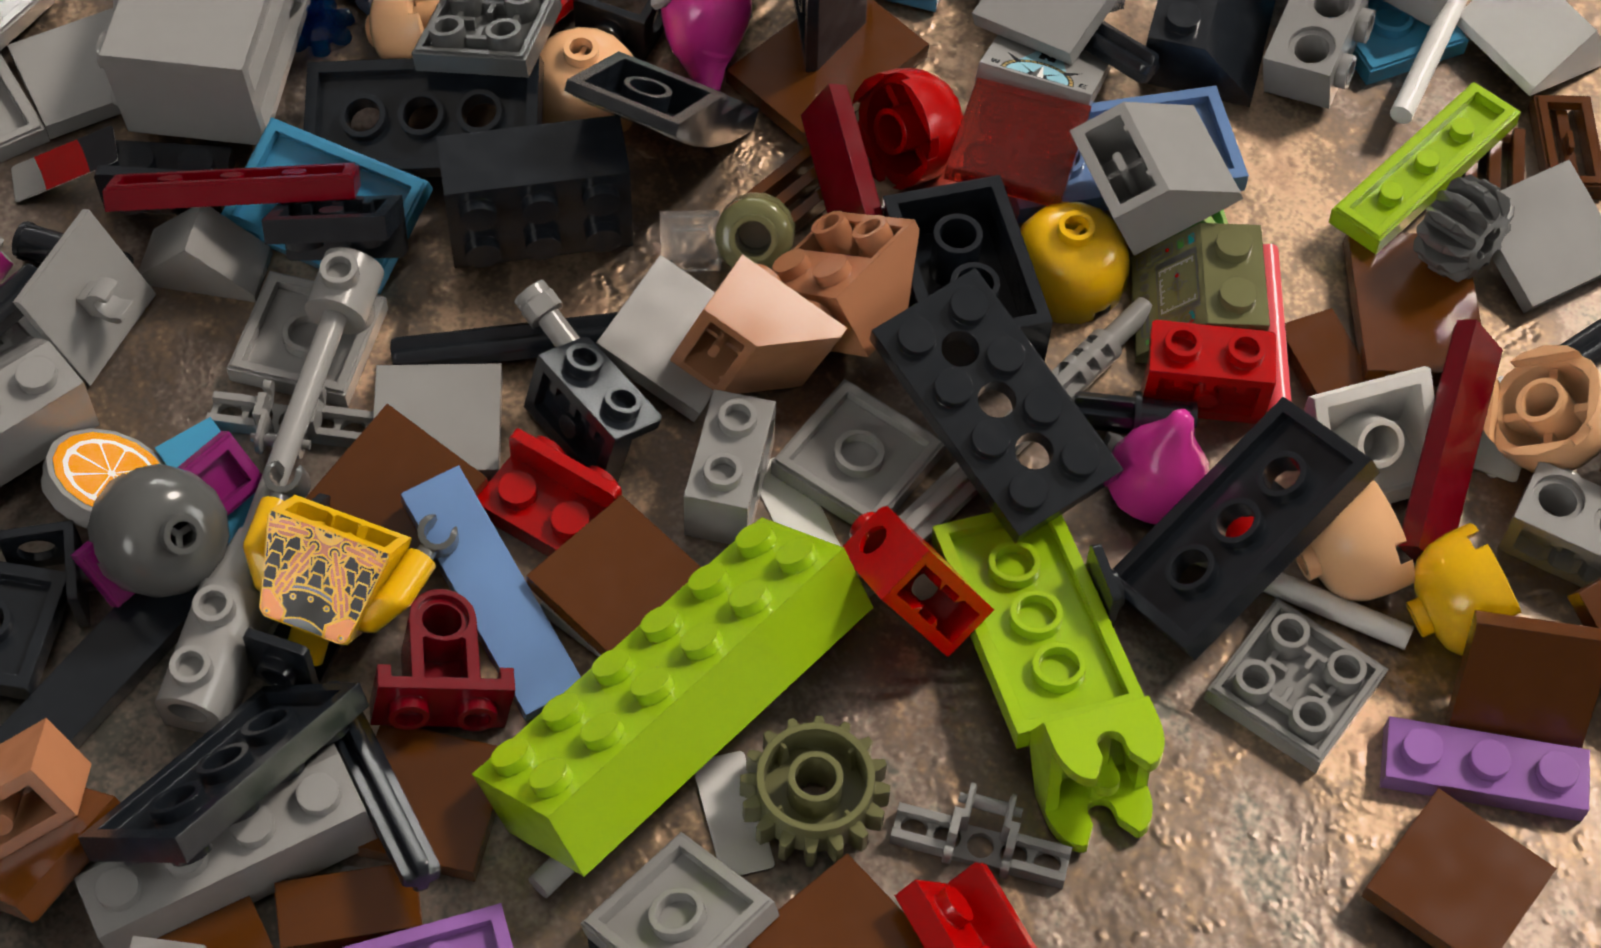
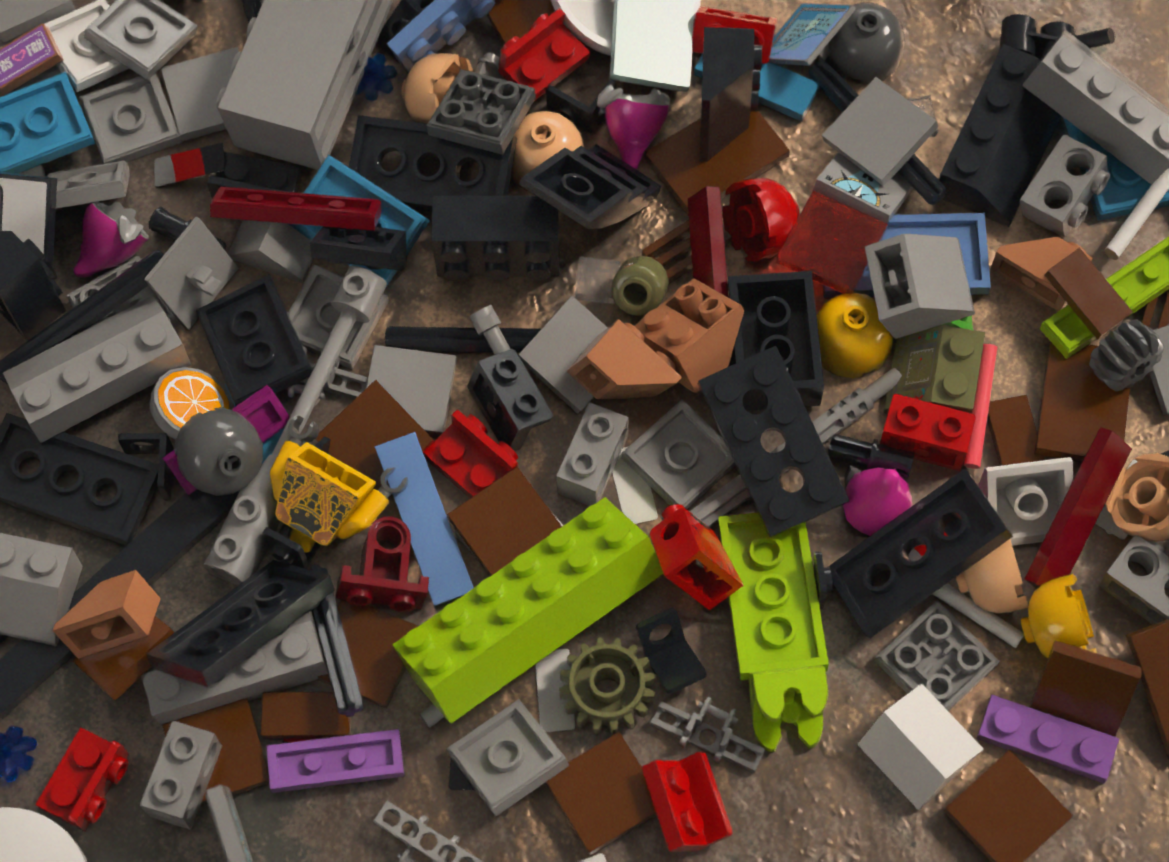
camera: 15 degrees right, 10 degrees up
(193, 378) = (254, 340): none -> black tile
(901, 734) = (671, 656): none -> black bracket
(1303, 805) = (919, 745): none -> white slope
(1312, 144) = (1029, 261): none -> nougat slope
(1389, 158) = (1088, 293): none -> reddish brown tile

